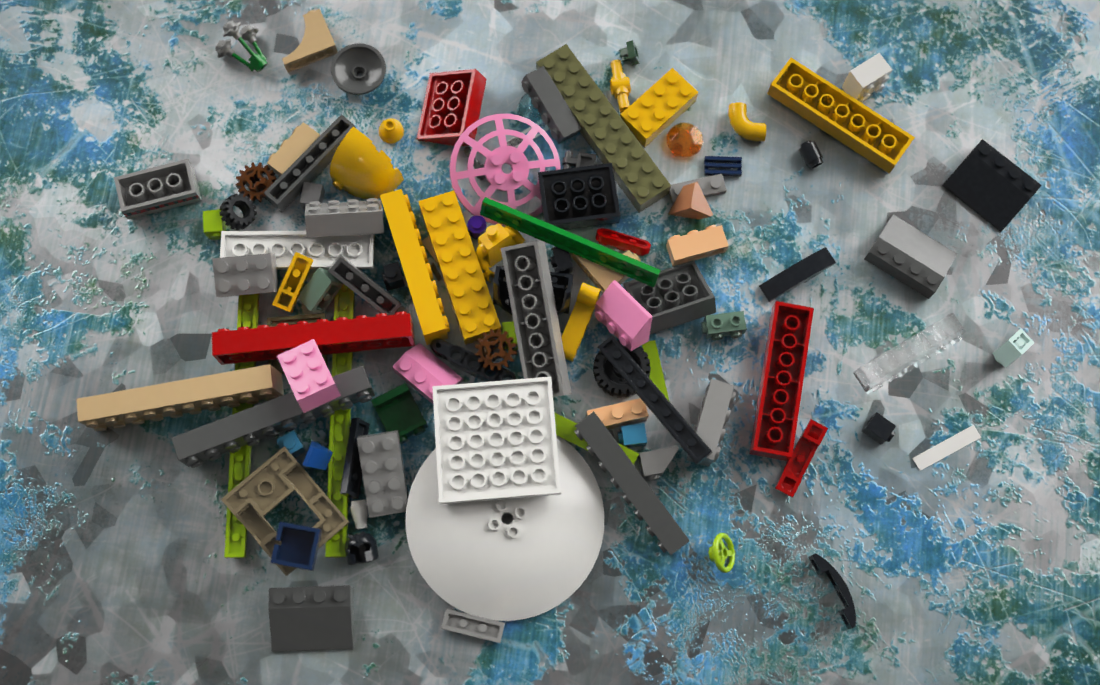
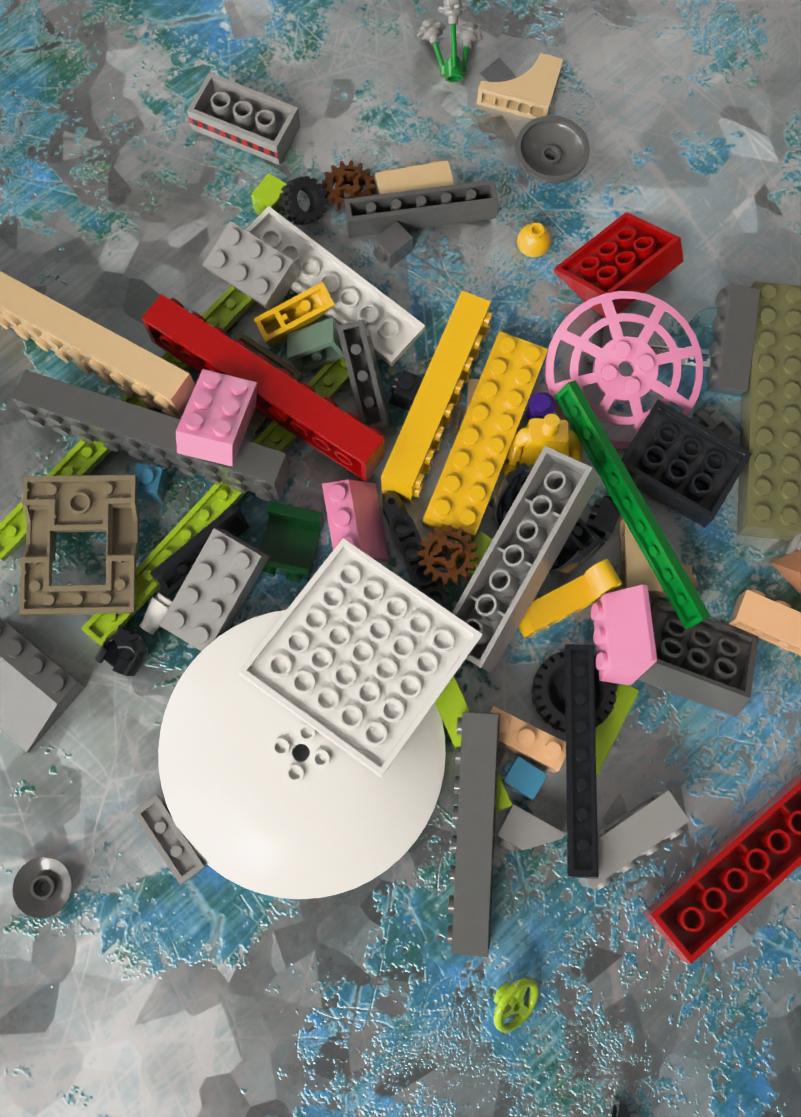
camera: 40 degrees right, 0 degrees up
(298, 546) = (54, 594): dark blue piece -> none
(317, 456) = (162, 514): blue slope -> none
(344, 218) = (404, 287): light grey brick -> none
(362, 169) = (468, 250): yellow brick -> none
(622, 241) = (692, 551): red plate -> none
(724, 325) = (735, 739): sand green brick -> none
(802, 455) = (712, 966): red slope -> none

